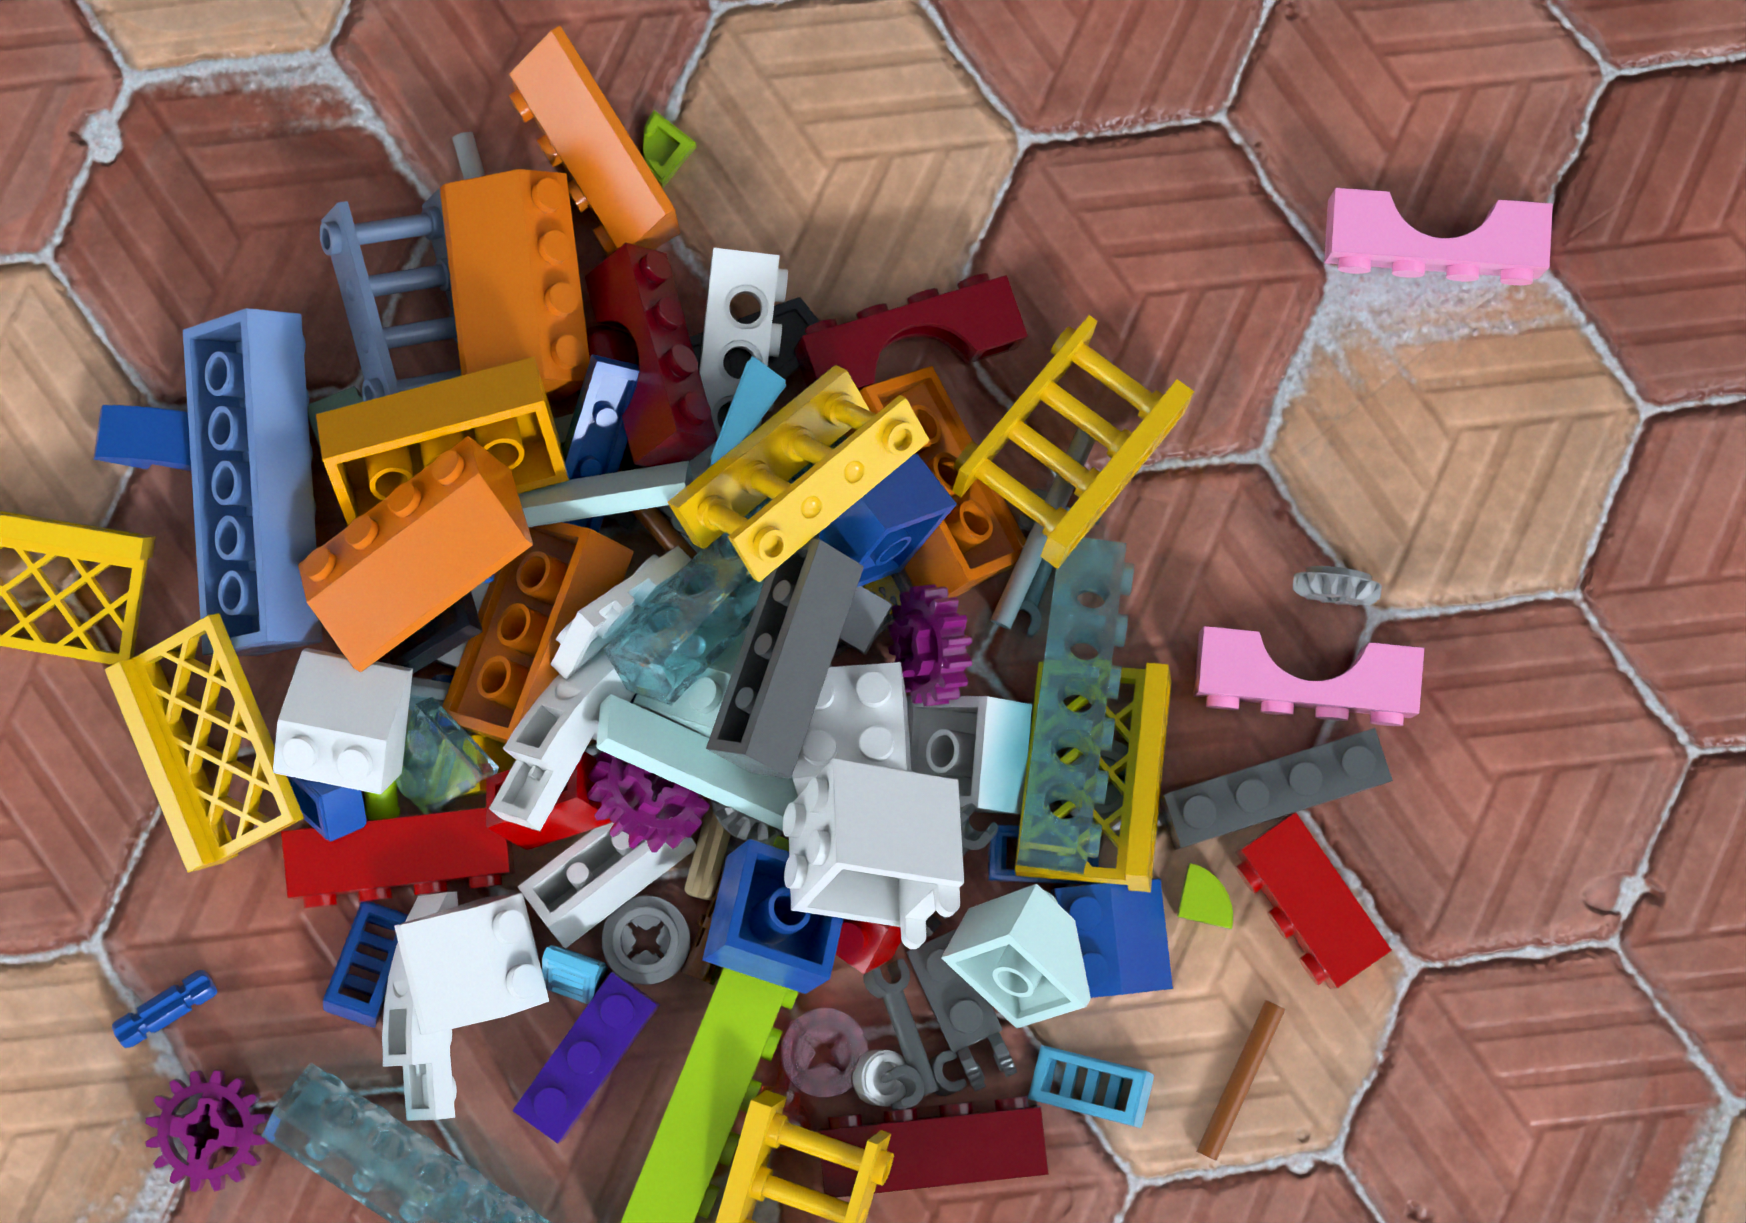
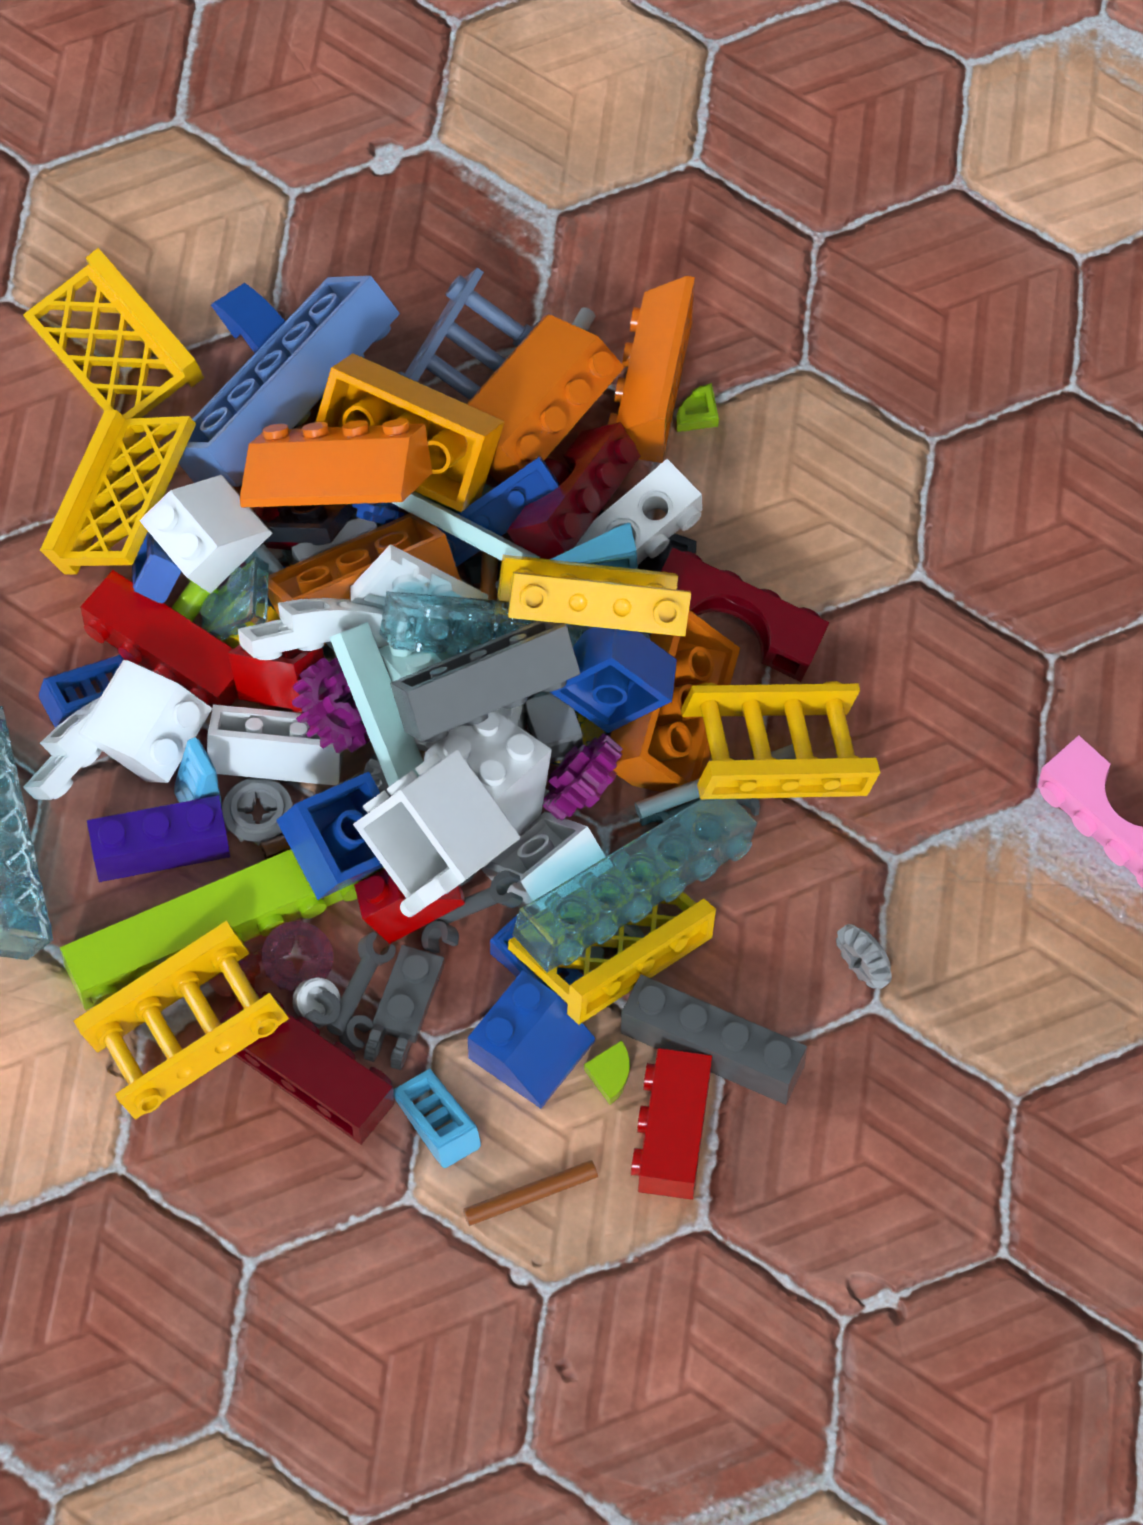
camera: 45 degrees right, 20 degrees down
(1021, 956) = (464, 990): light aqua slope -> none
(1237, 668) = (836, 1034): bright pink arch -> none

